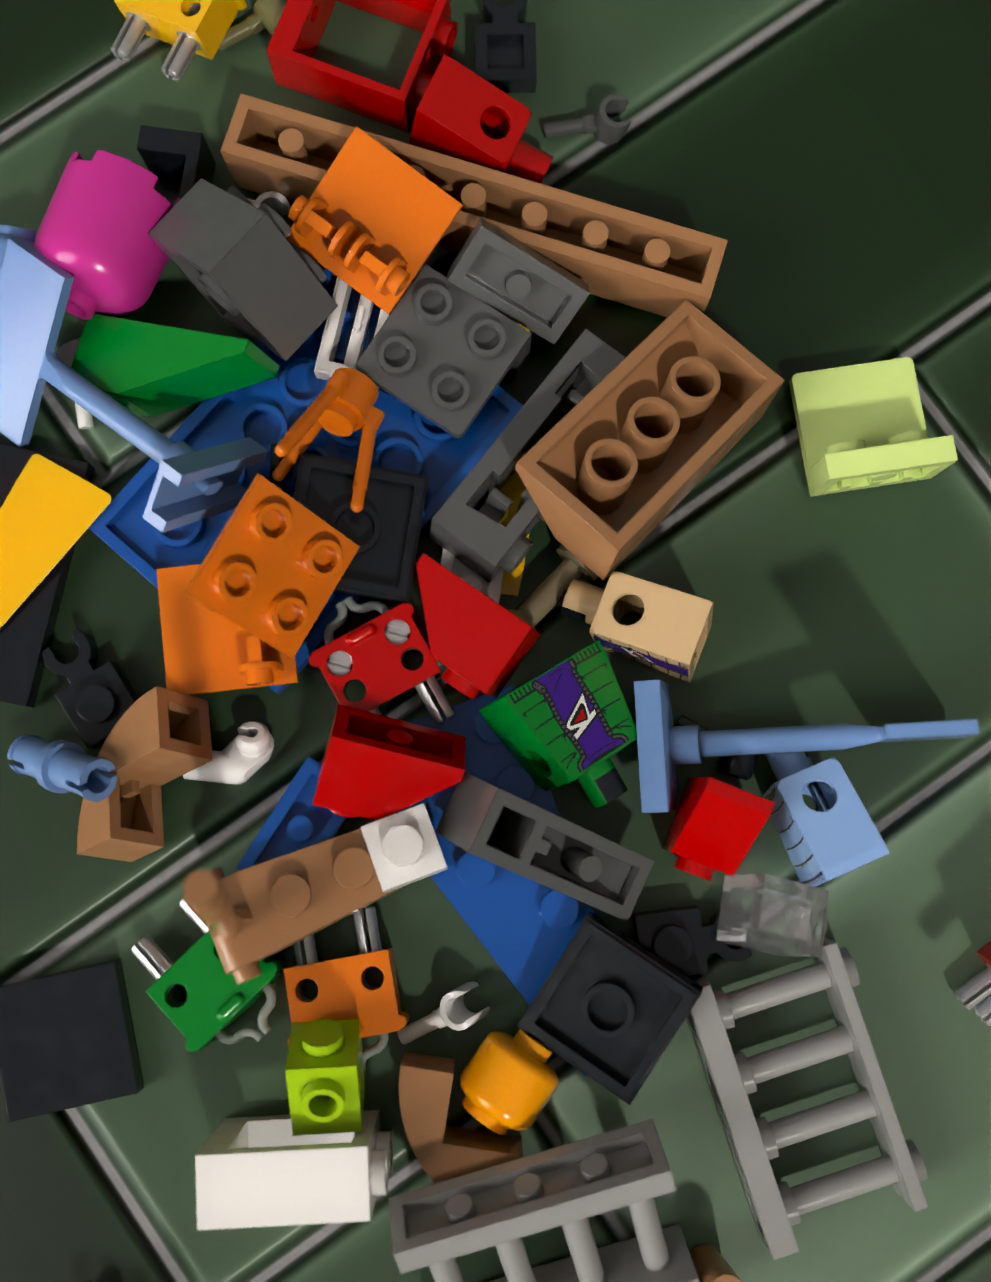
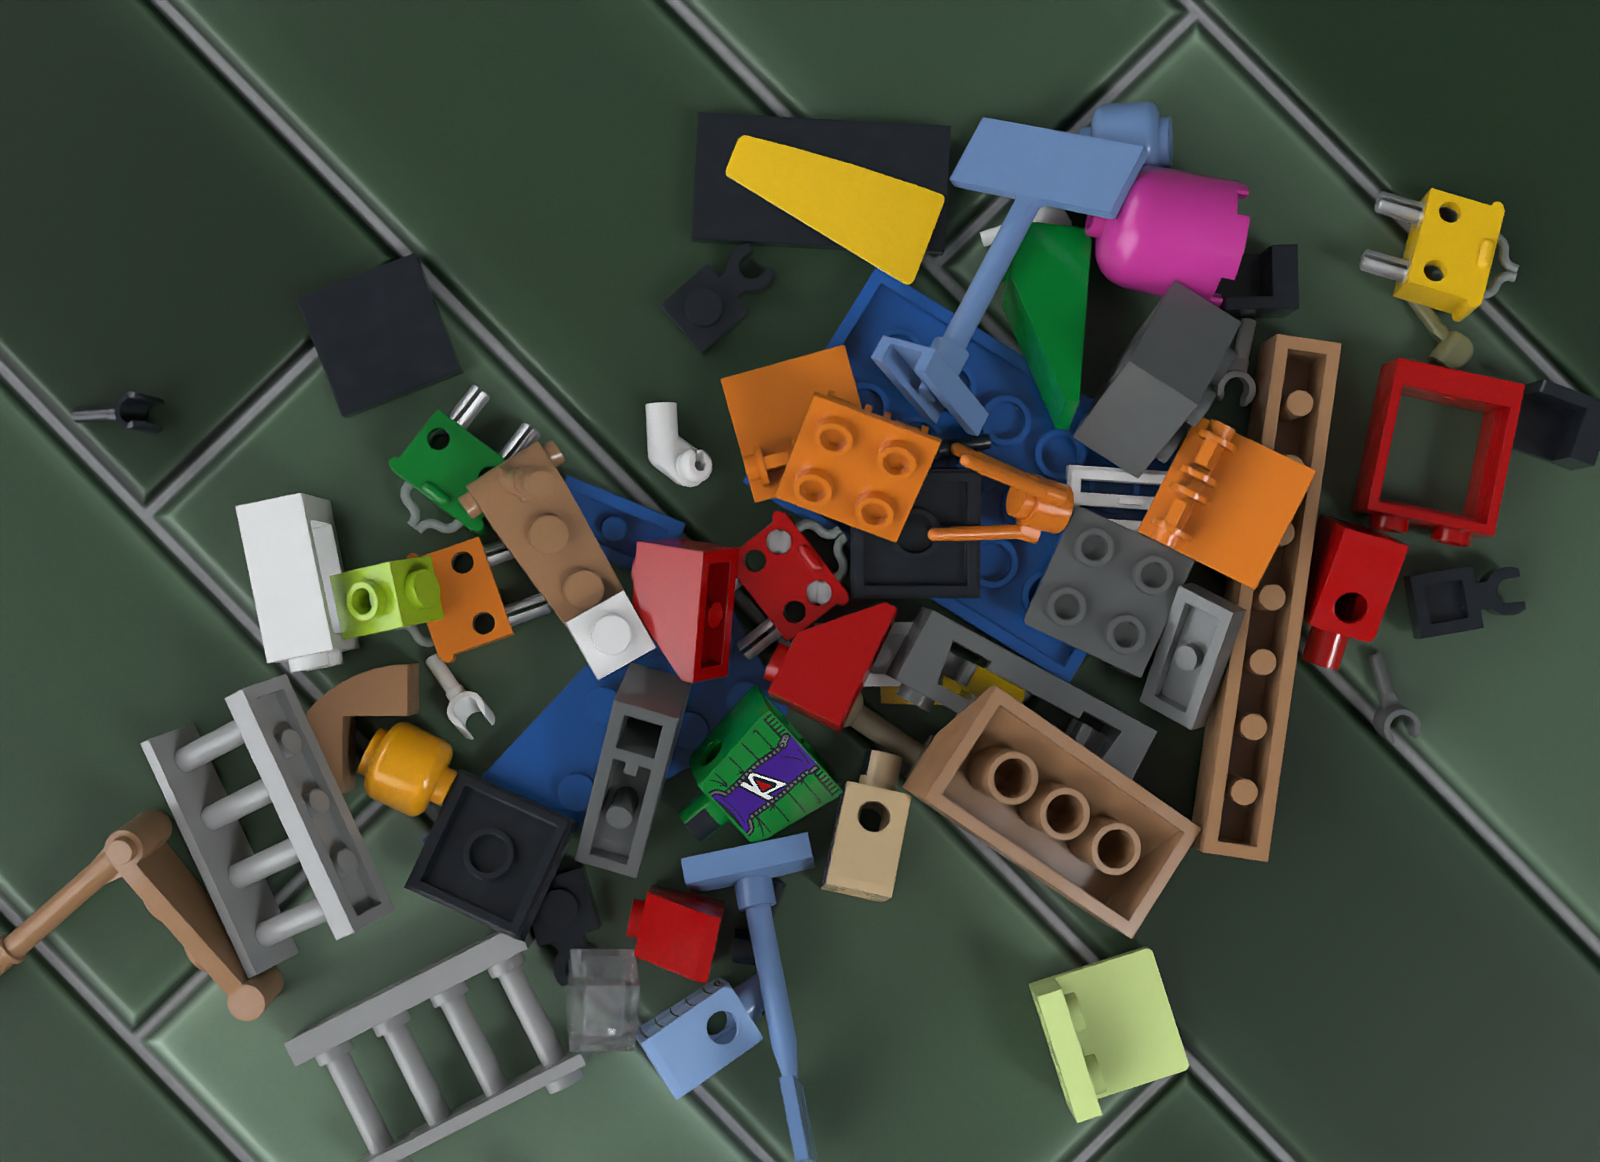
camera: 80 degrees right, 5 degrees up
(62, 767) = (637, 289): medium blue pin -> none
(150, 746) = (671, 369): medium nougat brick -> none

